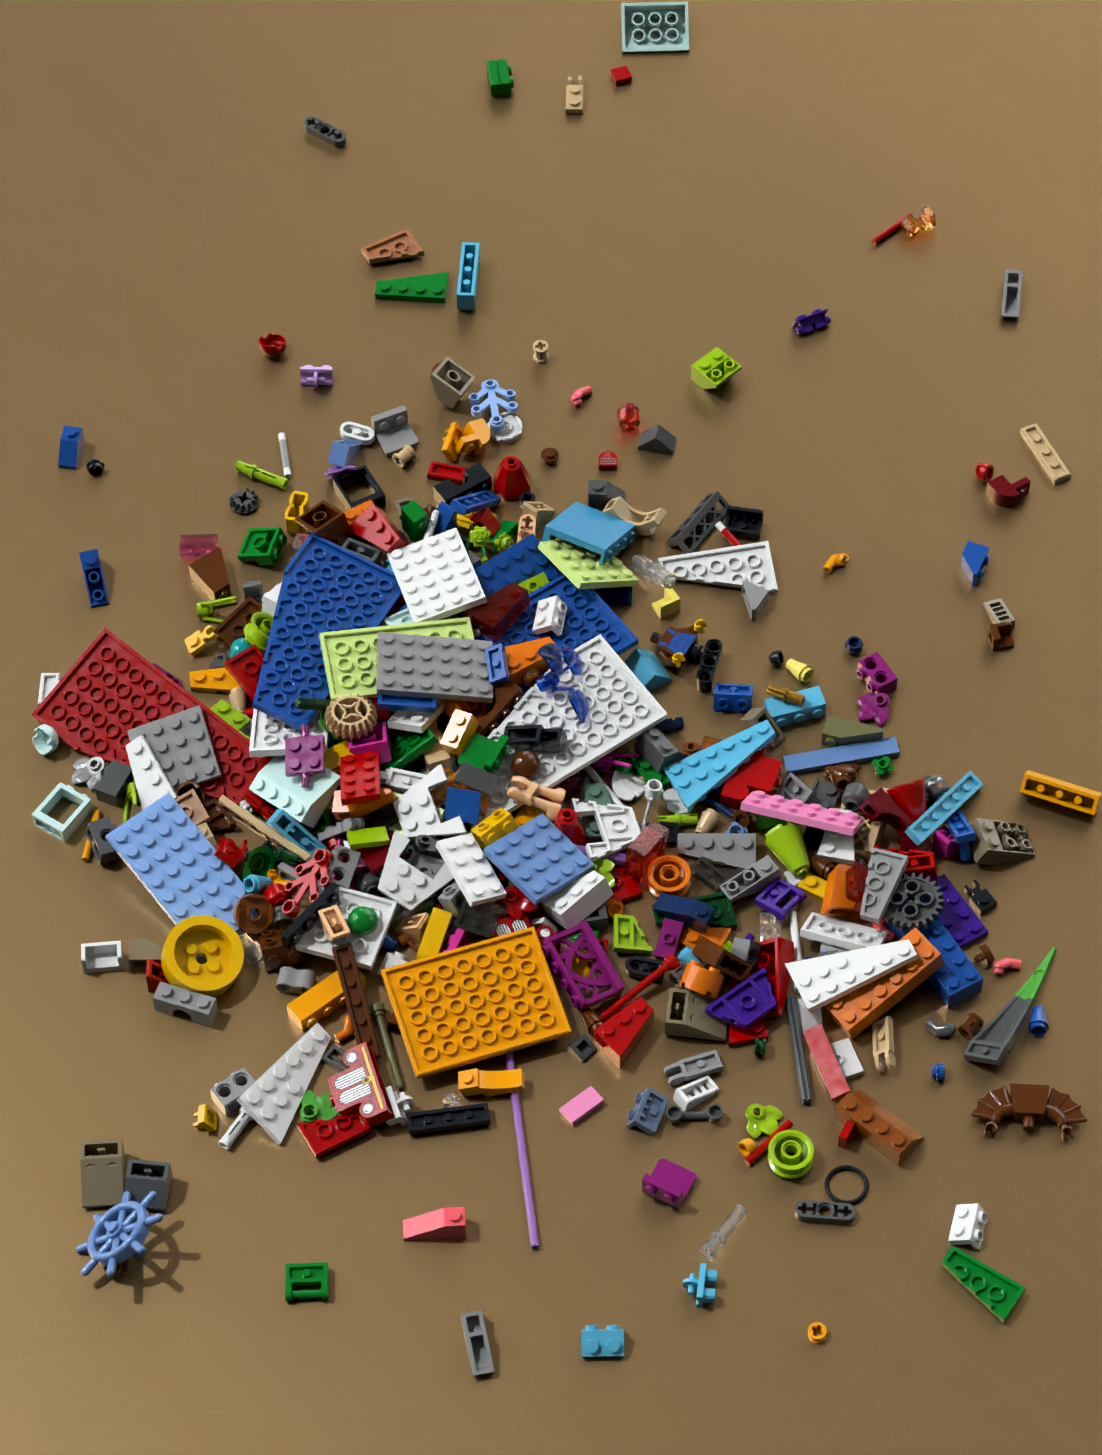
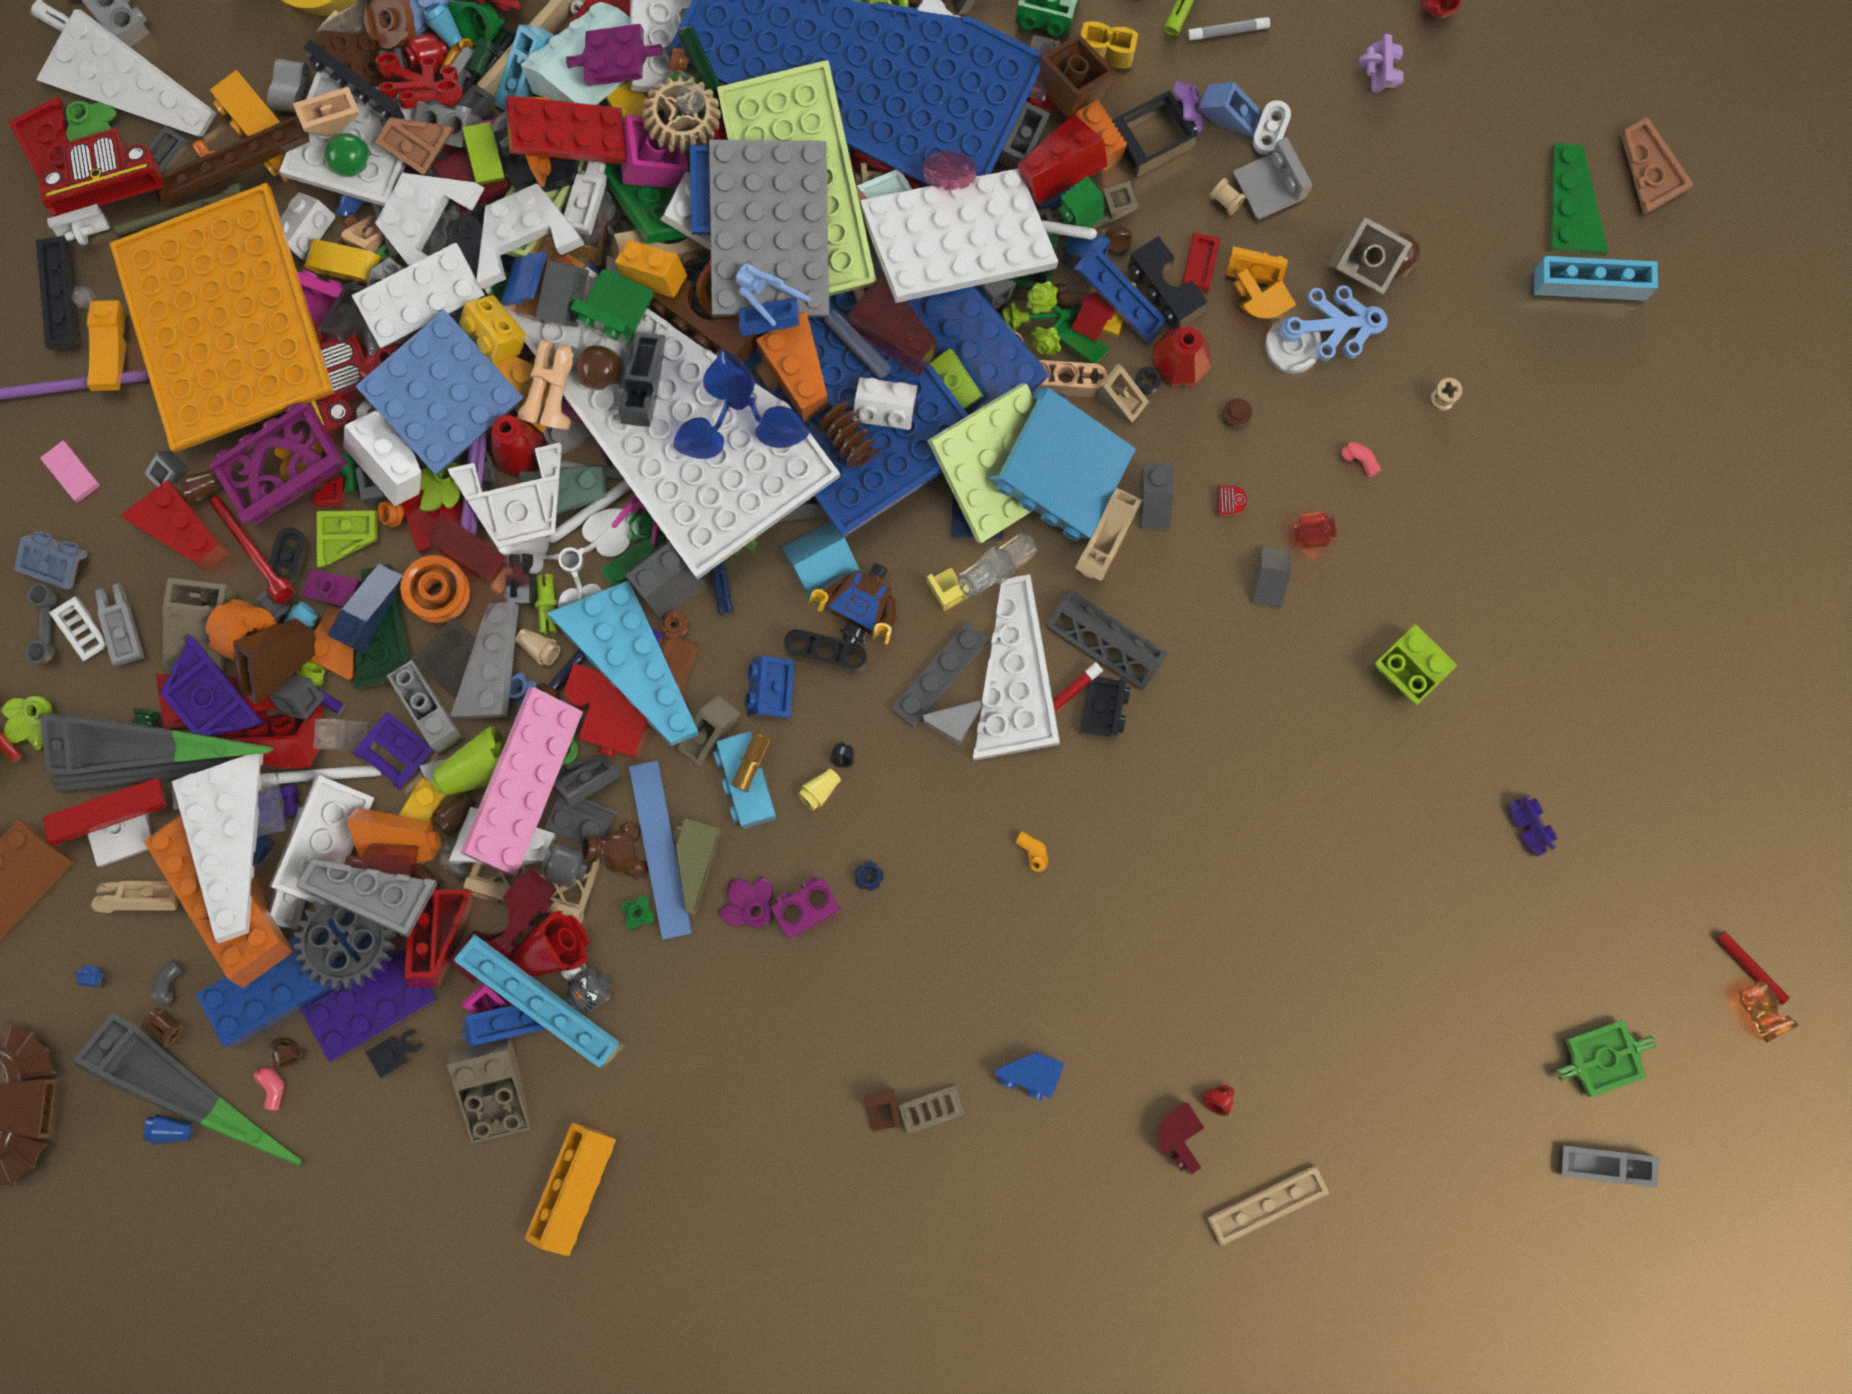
camera: 85 degrees right, 25 degrees up
(312, 718) = (678, 60): none -> dark orange plate
(345, 703) = (690, 98): none -> clear tile
(356, 878) = (414, 141): none -> nougat wing
(390, 582) = (952, 167): none -> clear pink wheel
(475, 666) = (754, 280): none -> light blue plant
(512, 630) = (858, 344): none -> sand blue axle
(572, 630) = (846, 436): none -> reddish brown piece
(722, 609) = (940, 674): none -> dark grey plate
(780, 1068) = (96, 744): none -> dark grey plate
(949, 294) = (1606, 1058): none -> bright green plate

